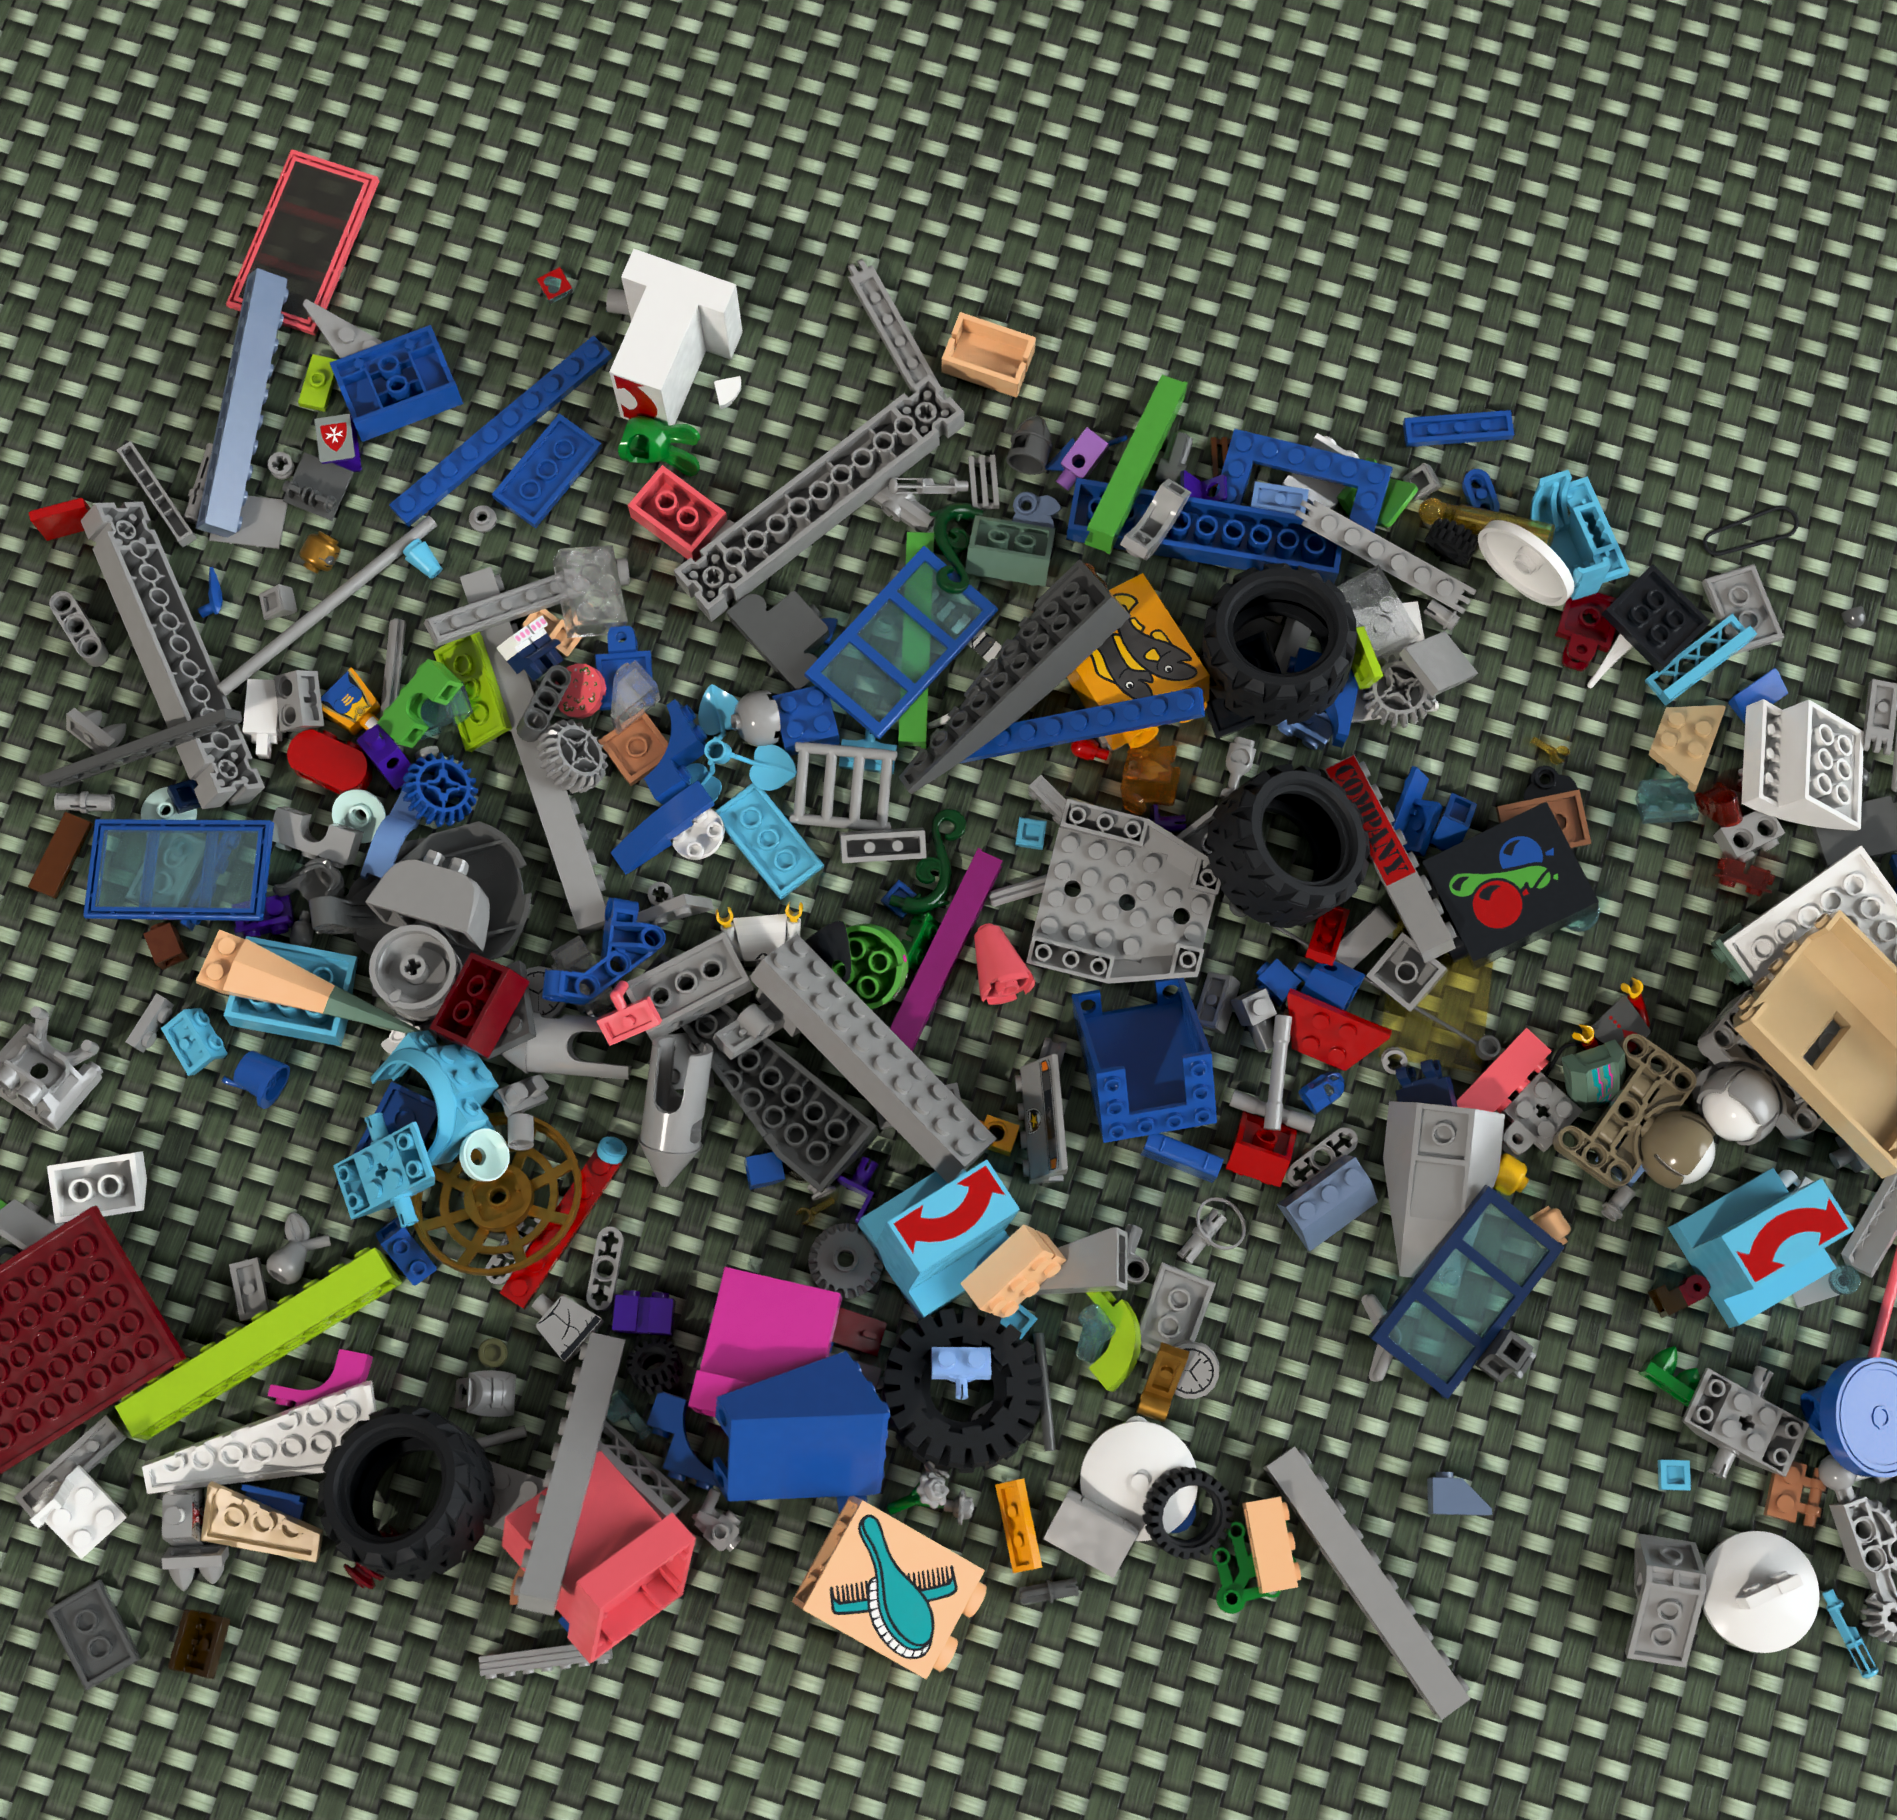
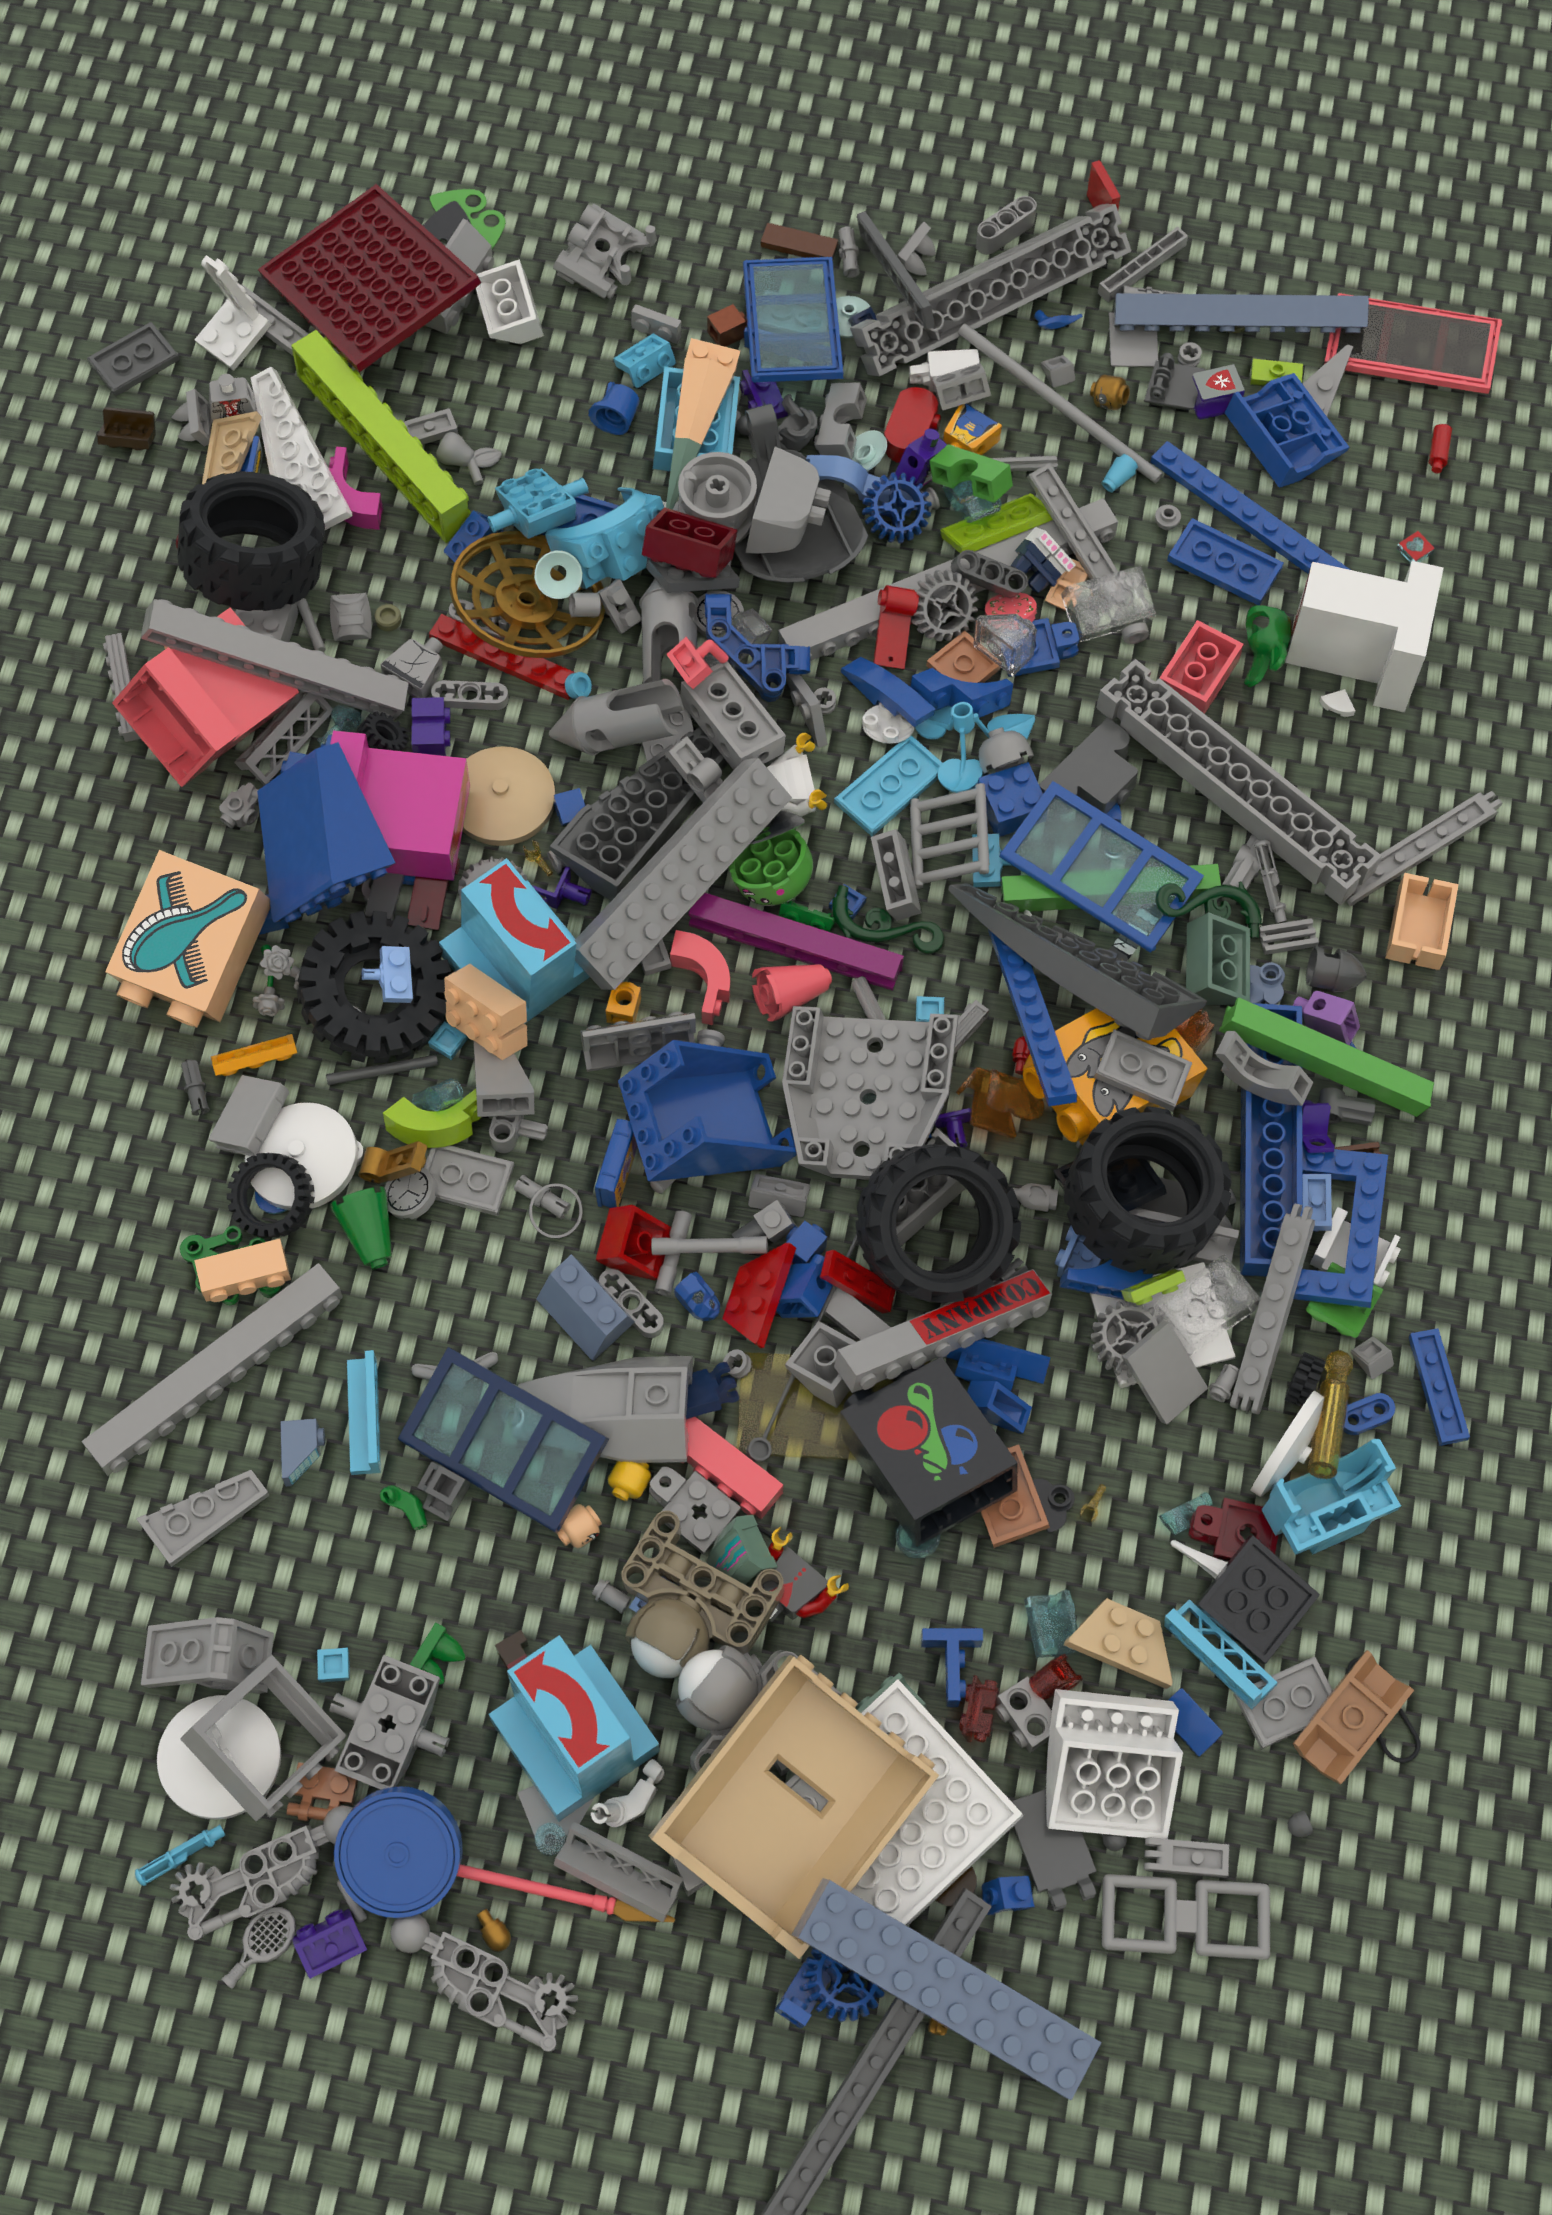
camera: 85 degrees right, 10 degrees down
(438, 239) = (1440, 447): none -> red cylinder
(588, 811) = (895, 615): none -> red door
(735, 1231) = (507, 796): none -> tan dish
(967, 1040) = (703, 958): none -> coral arch
(1148, 632) = (1143, 1070): none -> light grey tile
(1223, 1415) = (366, 1225): none -> green cone
(1422, 1431) = (364, 1415): none -> medium azure fence
(1514, 1394) = (408, 1503): none -> green arm
(1519, 1603) = (192, 1522): none -> light grey wing
(1567, 677) = (1178, 1518): none -> clear light blue bar
(1693, 893) = (952, 1640): none -> blue bracket
(1737, 1573) = (304, 1710): none -> light grey window
(1766, 554) = (1351, 1719): none -> medium nougat piece

